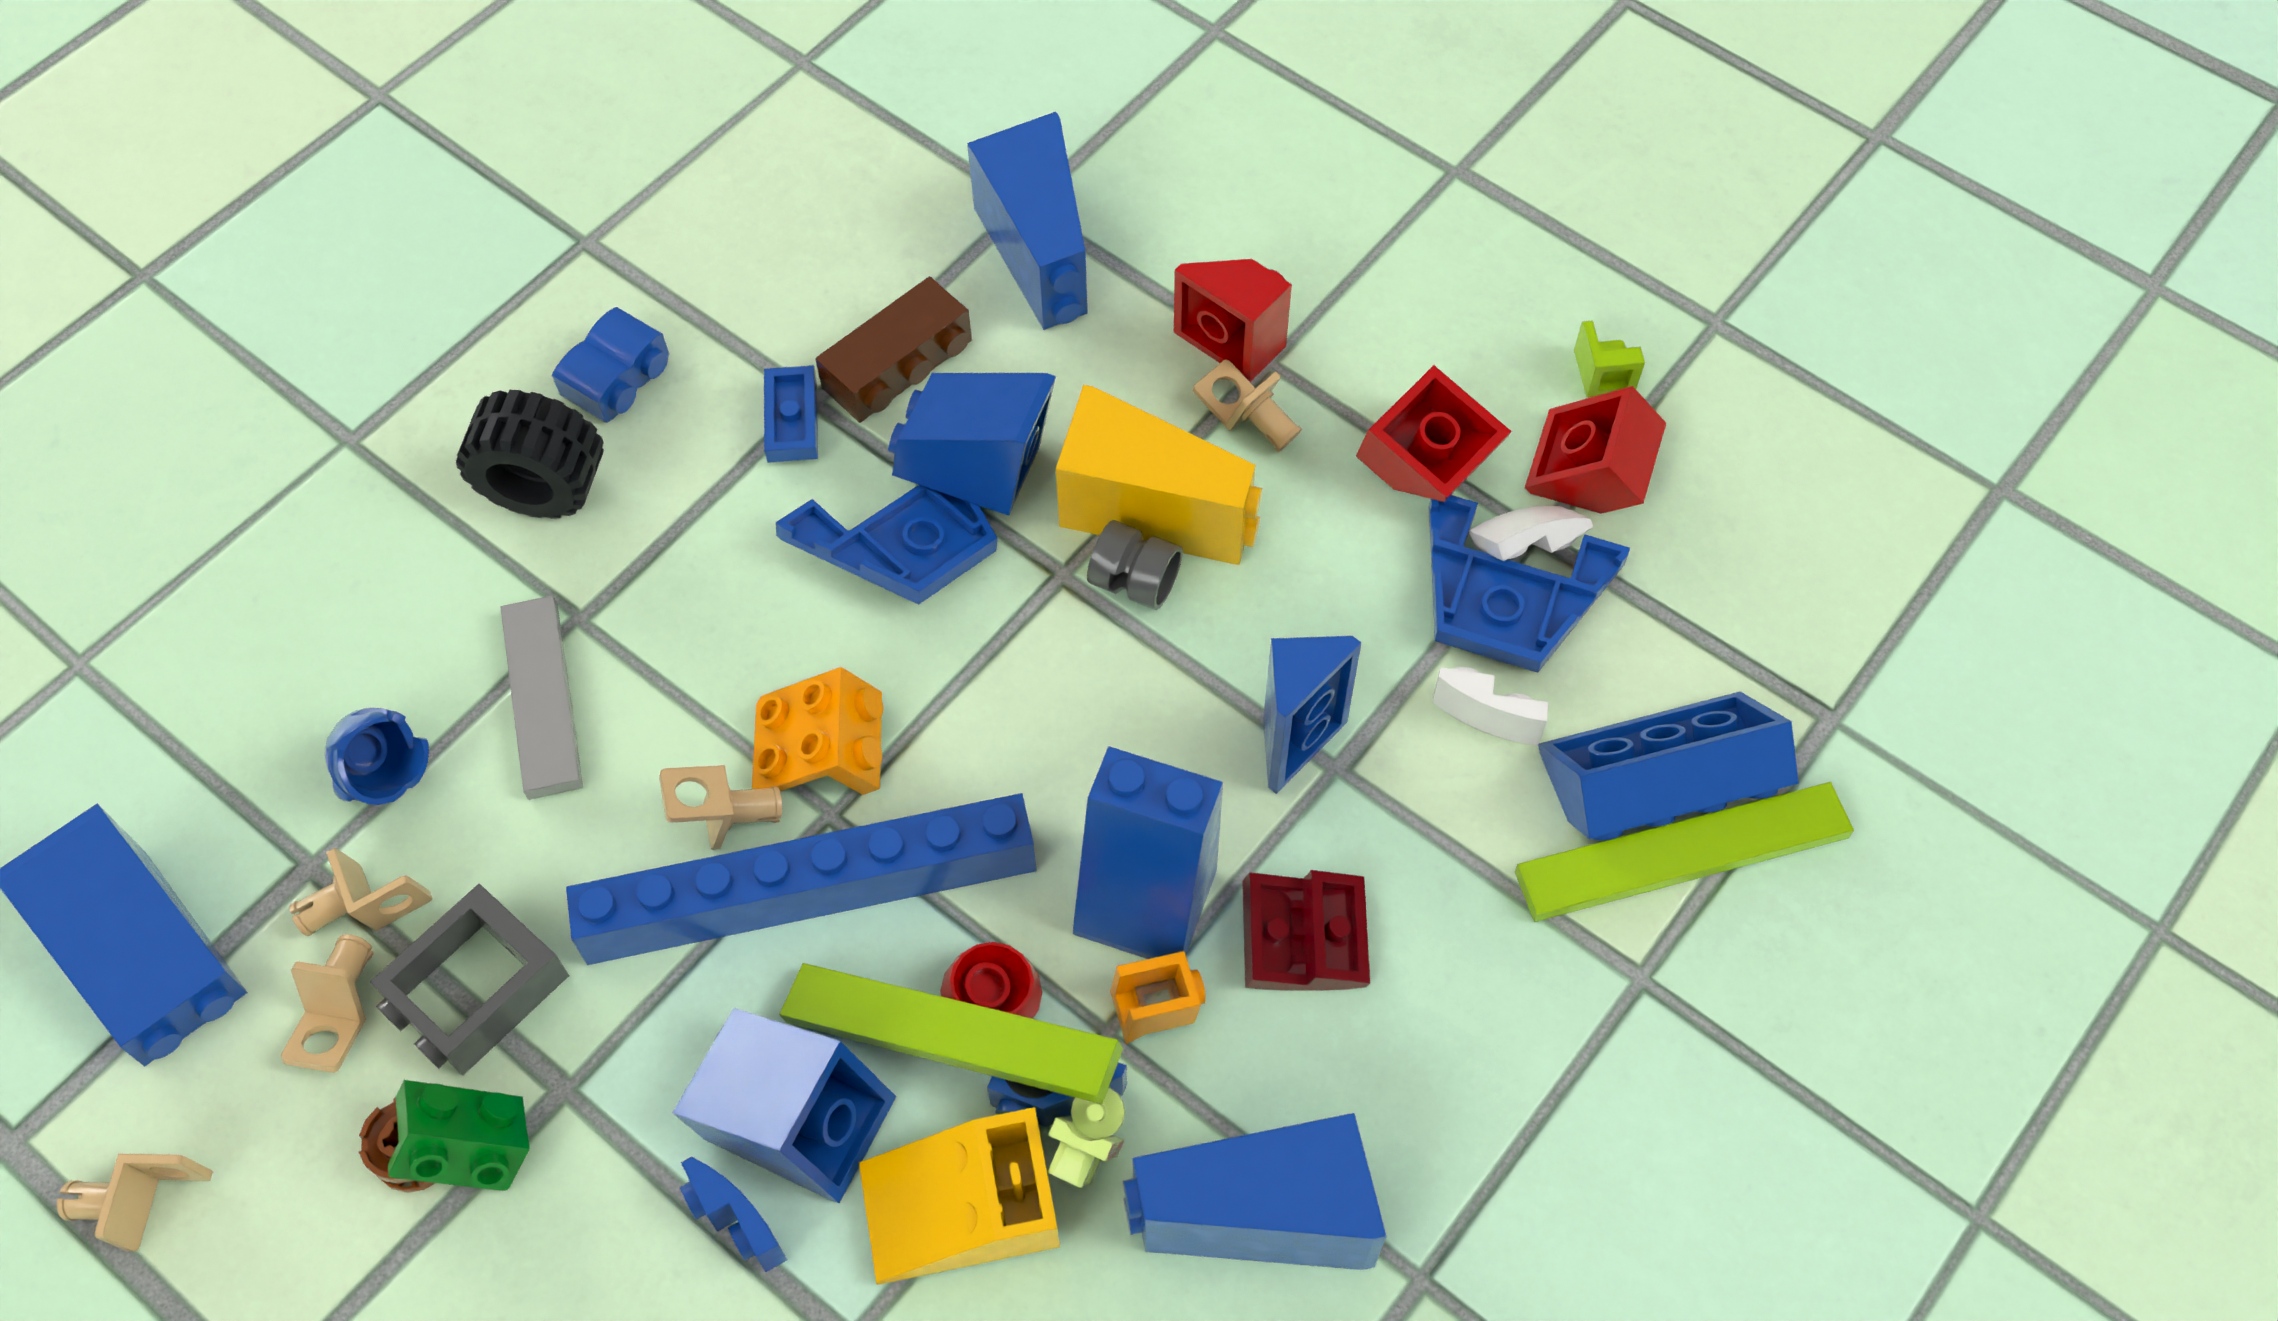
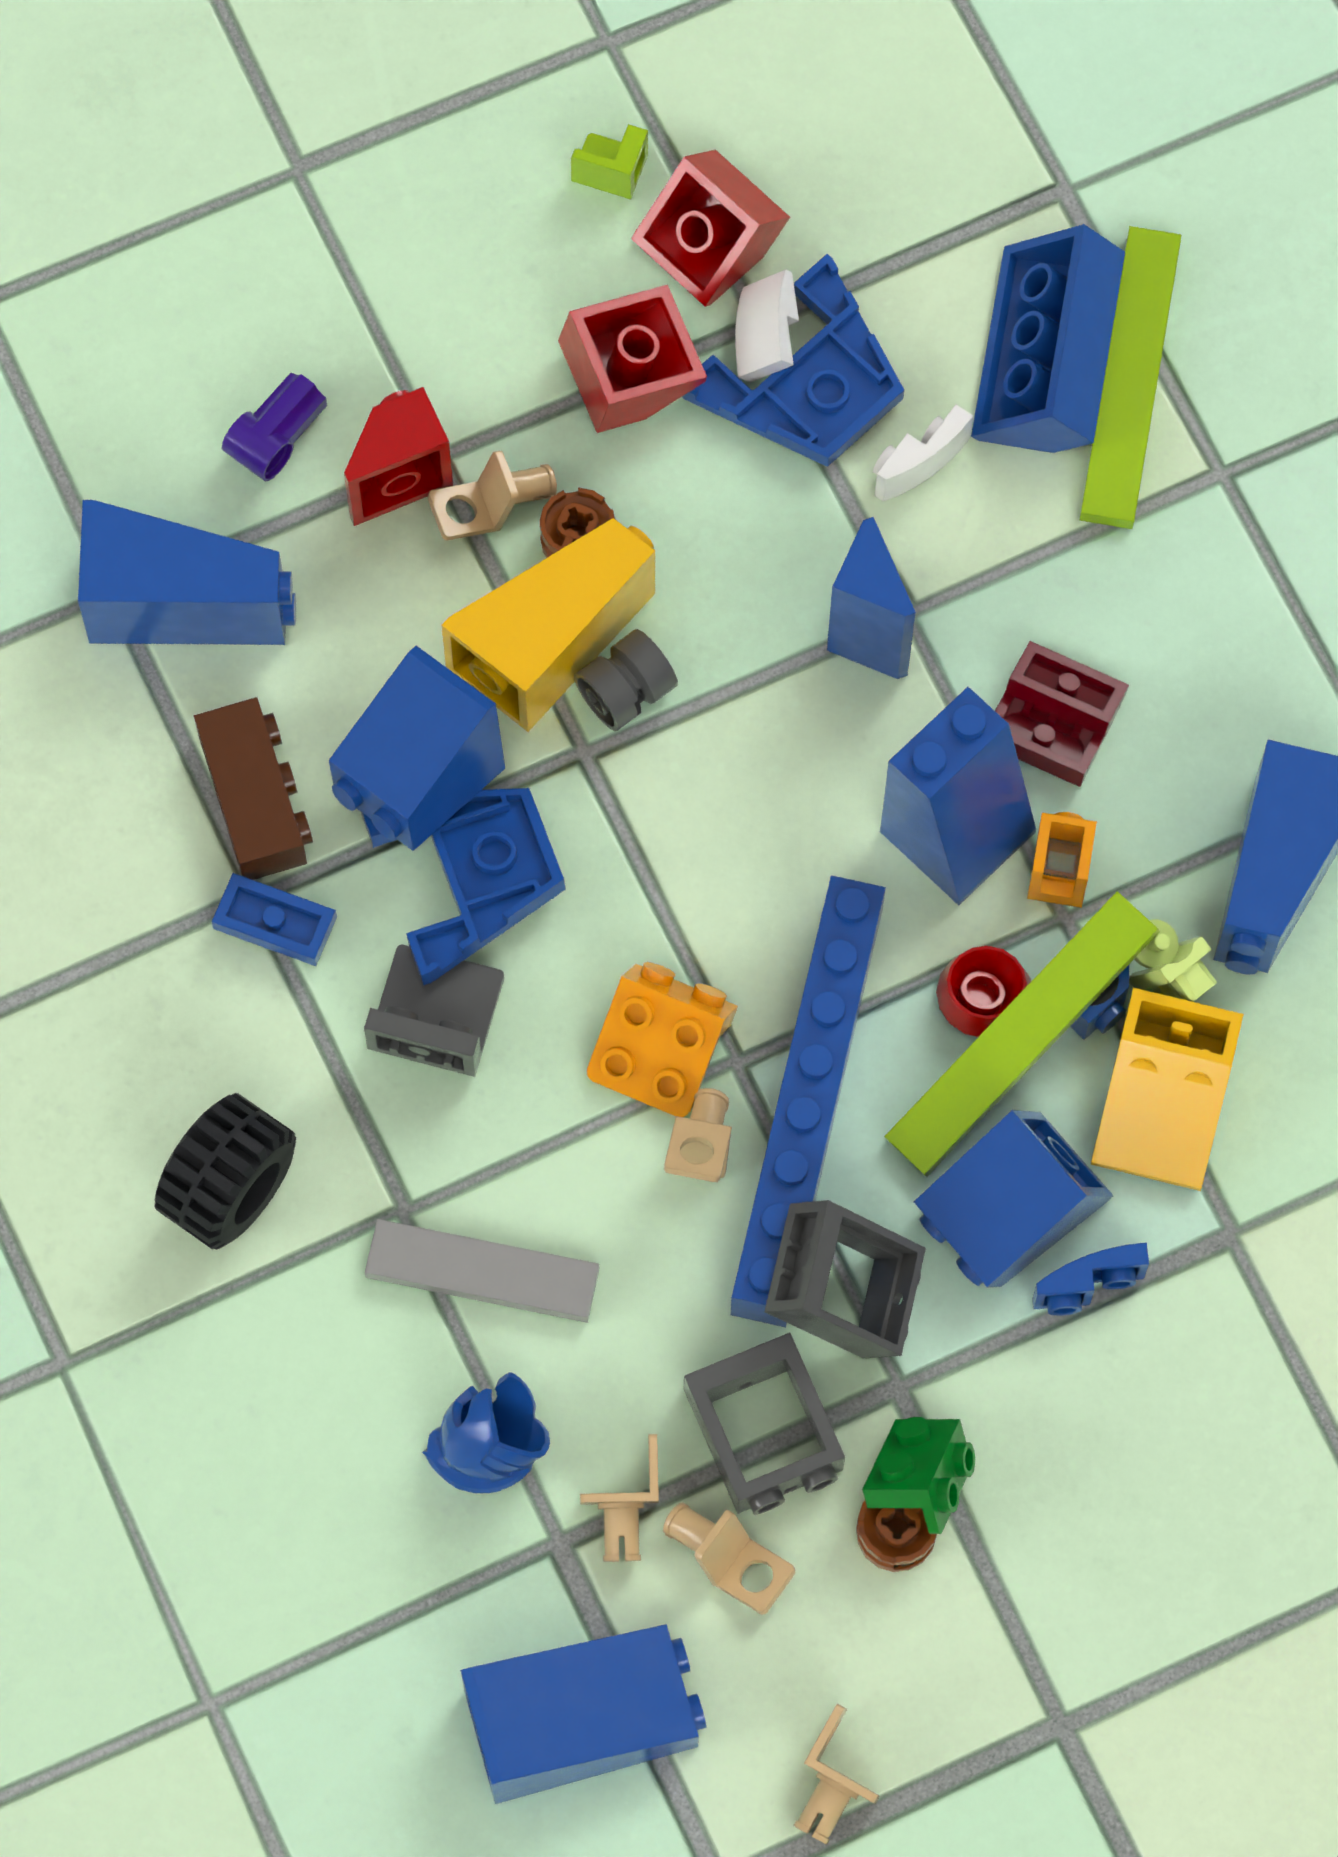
camera: 65 degrees left, 10 degrees up
(605, 924) = (804, 1272): none -> dark grey window
(611, 364) = (122, 1065): blue brick -> none
(750, 564) = (435, 1022): none -> dark grey bracket
(1208, 235) = (267, 437): none -> dark purple piece
(1272, 471) = (571, 517): none -> dark orange wheel

